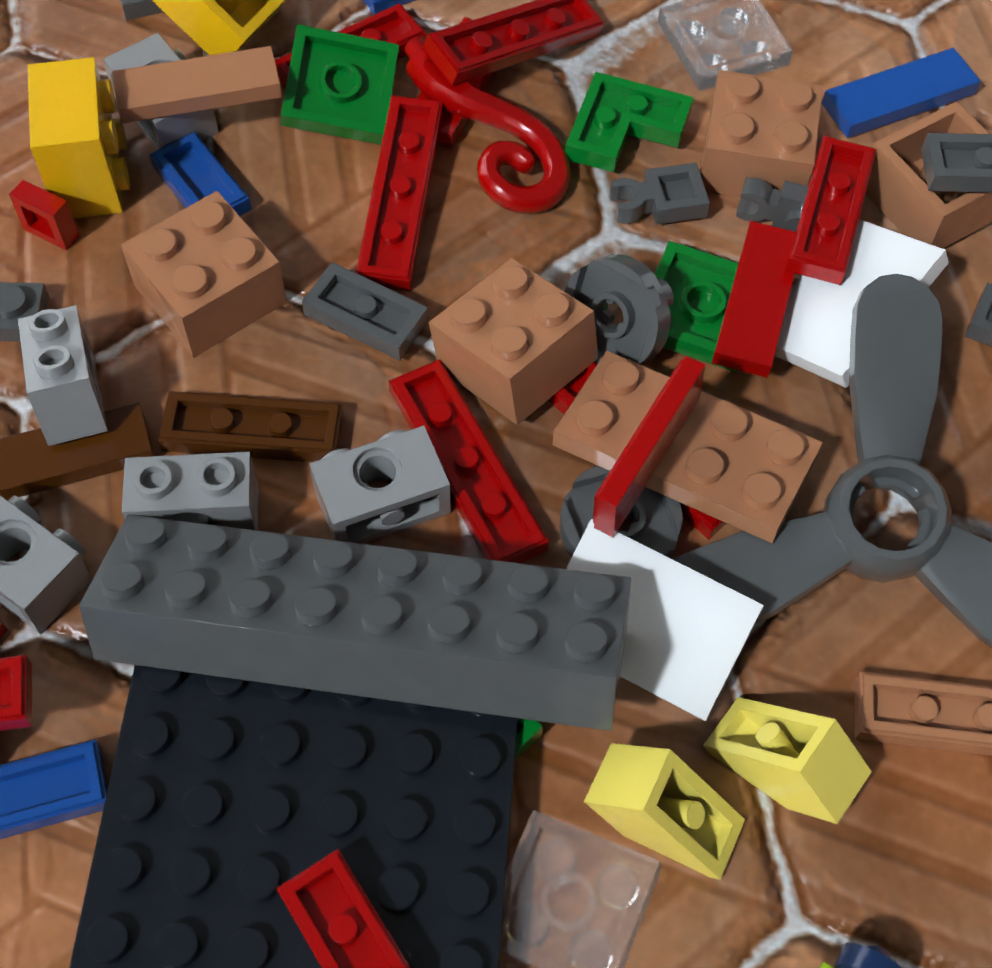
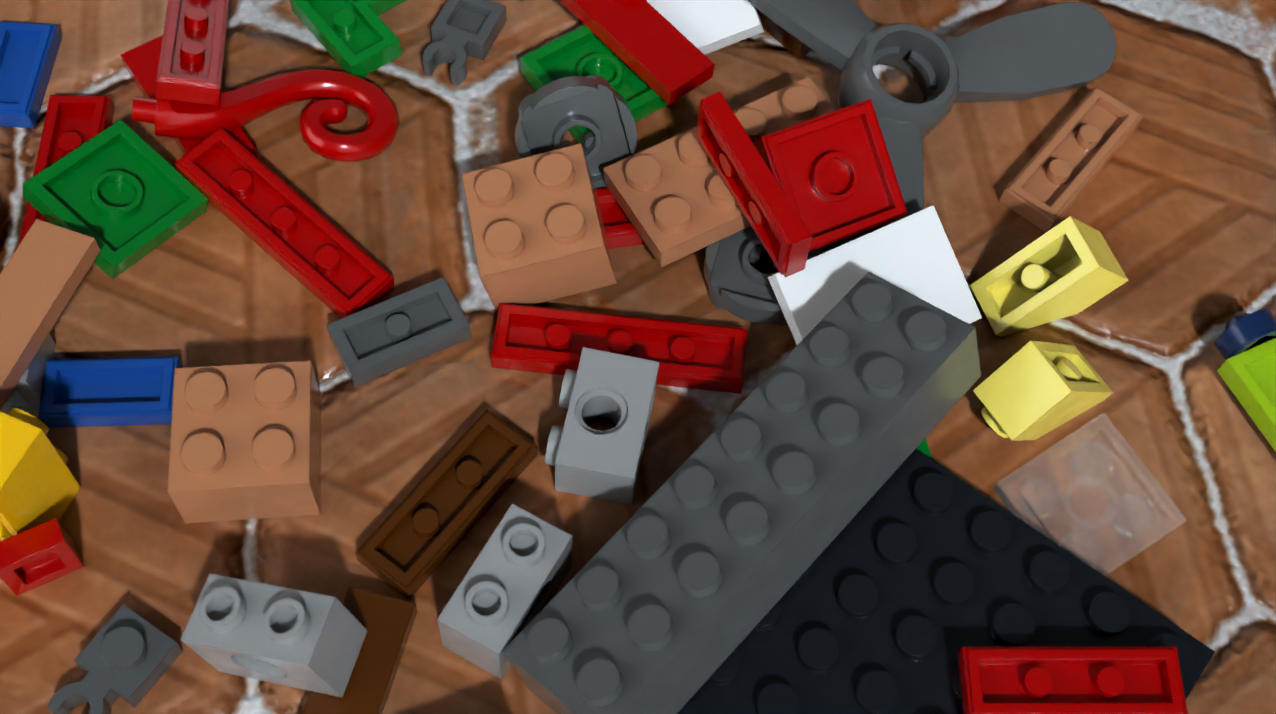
camera: 60 degrees left, 0 degrees up
(722, 509) = (836, 173): none -> red tile

